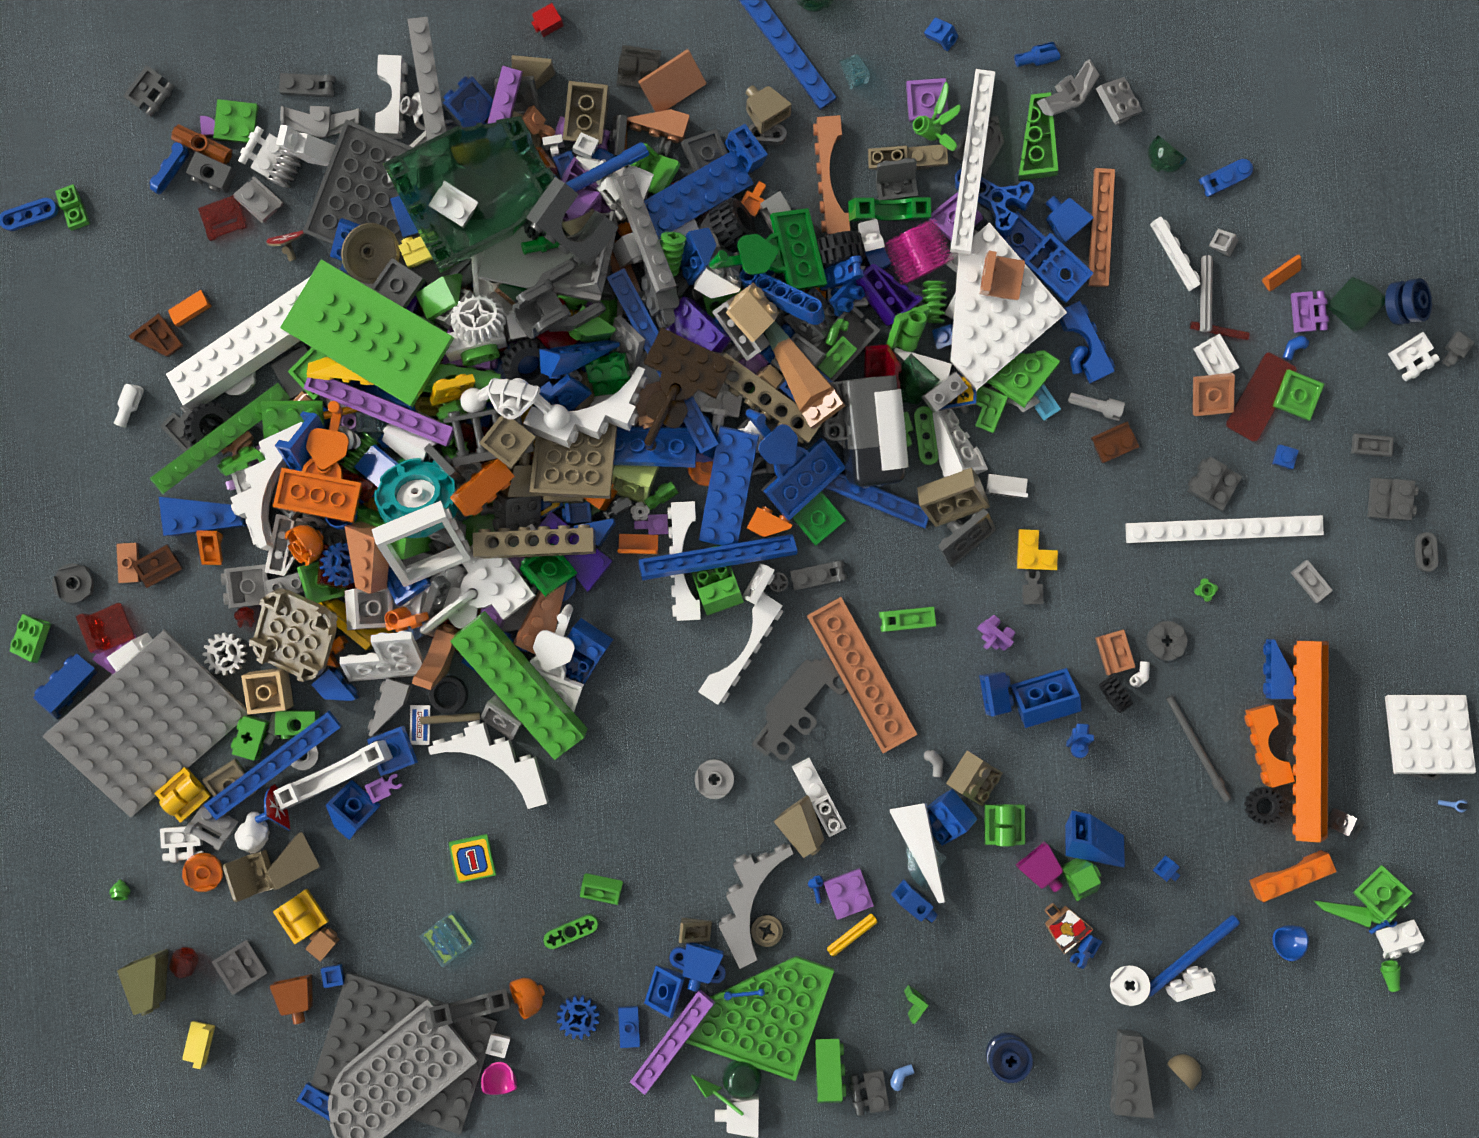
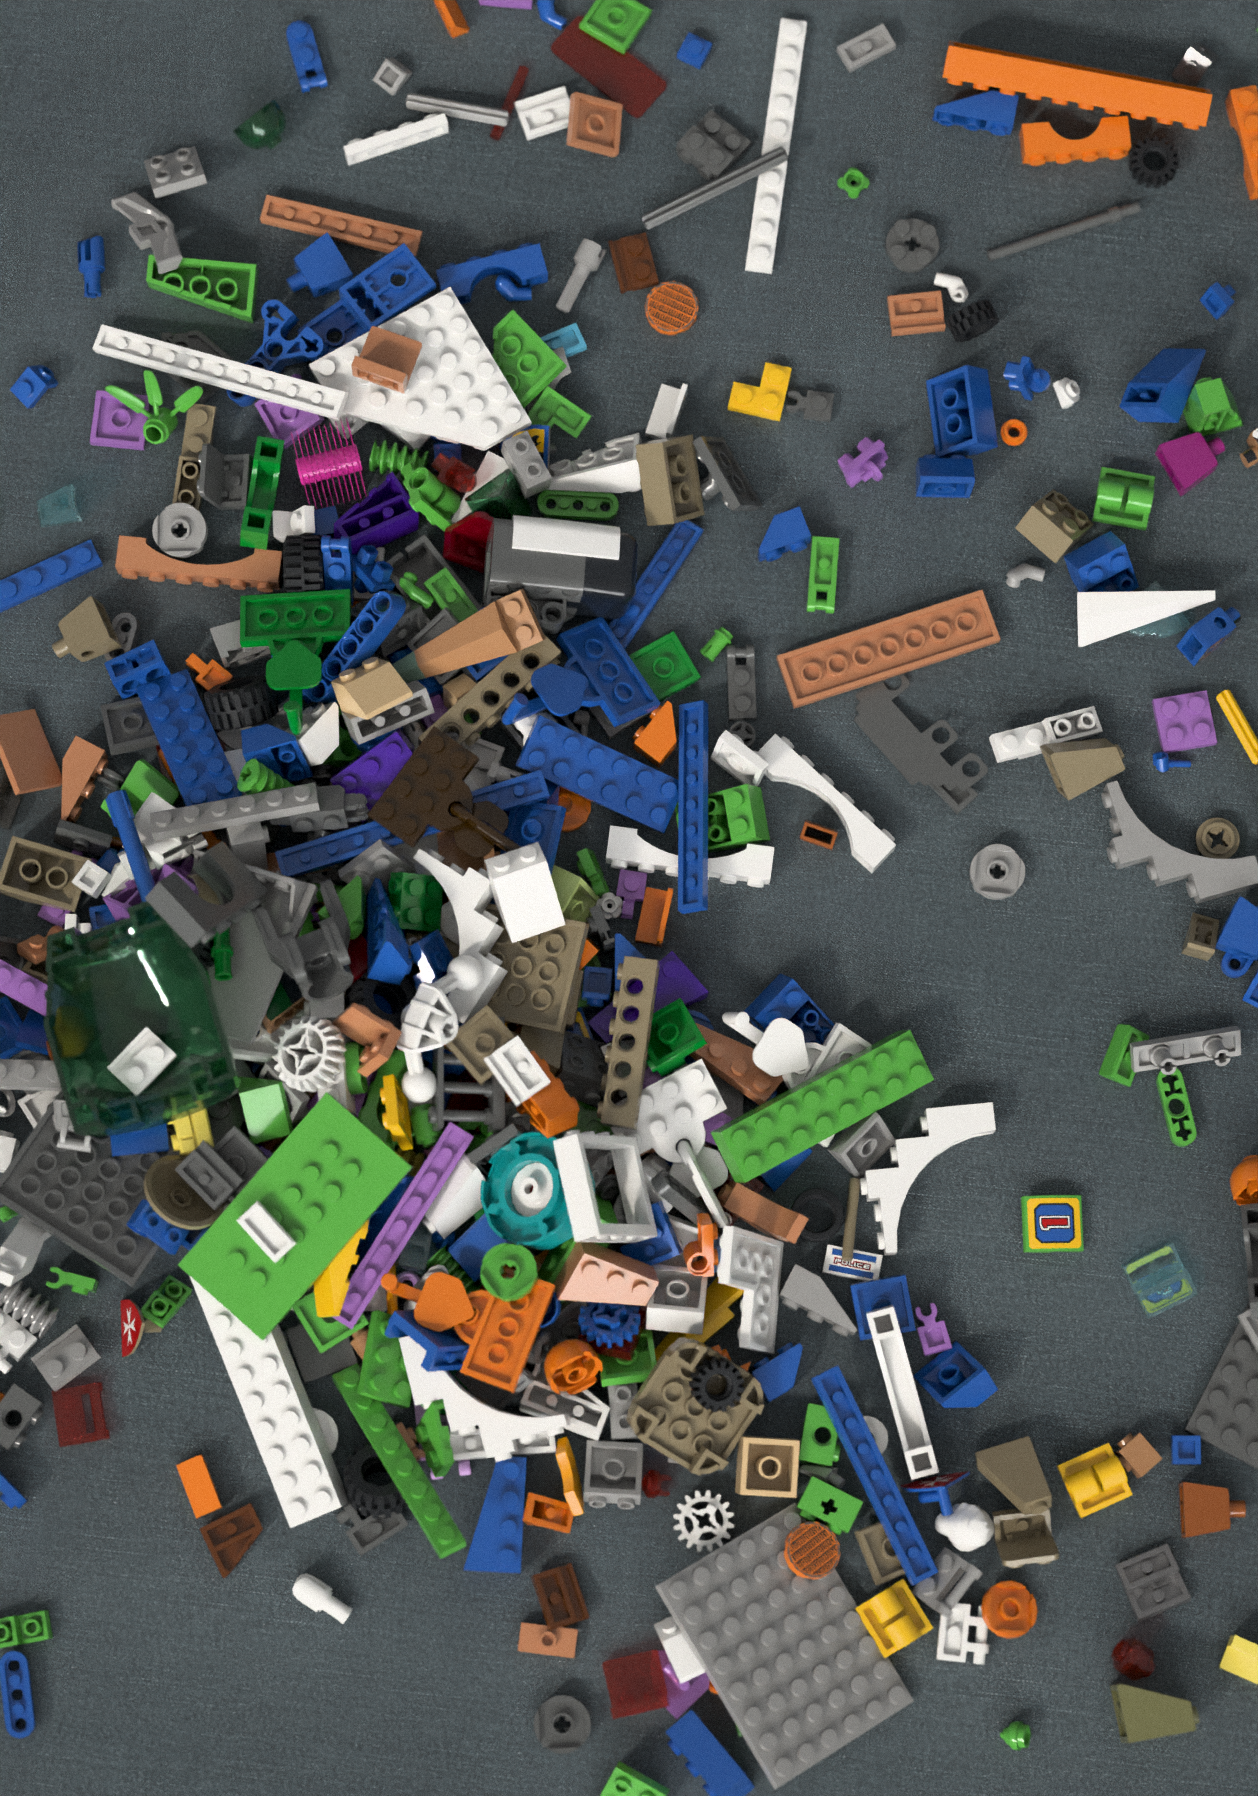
camera: 80 degrees left, 10 degrees down
(215, 731) = (811, 1550): none -> tile
(237, 558) = (570, 1476): none -> light orange tile
(298, 650) = (723, 1399): none -> black tyre
(303, 257) = (166, 1301): none -> bright green slope
(310, 192) = (79, 1283): none -> bright green plate
(349, 314) = (266, 1231): none -> white tile
(354, 476) = (510, 1255): none -> bright green plate
(384, 268) = (209, 1174): none -> dark grey plate
(490, 466) = (517, 1071): none -> white plate
(495, 368) = (370, 1031): none -> nougat bracket
(606, 920) = (1186, 1049): none -> light grey plate
(621, 448) = (524, 892): none -> white slope
(720, 651) = (817, 827): none -> dark orange piece
(842, 552) = (716, 644): none -> bright green pin
(846, 167) = (169, 519): none -> light grey plate
(929, 343) = (455, 473): none -> clear red hips
(932, 586) = (785, 533): none -> blue slope
(1045, 737) = (1013, 424): none -> orange plate
(1076, 771) = (1067, 392): none -> white plate
(1086, 475) = (671, 308): none -> tile
(1182, 490) = (714, 187): none -> dark grey axle

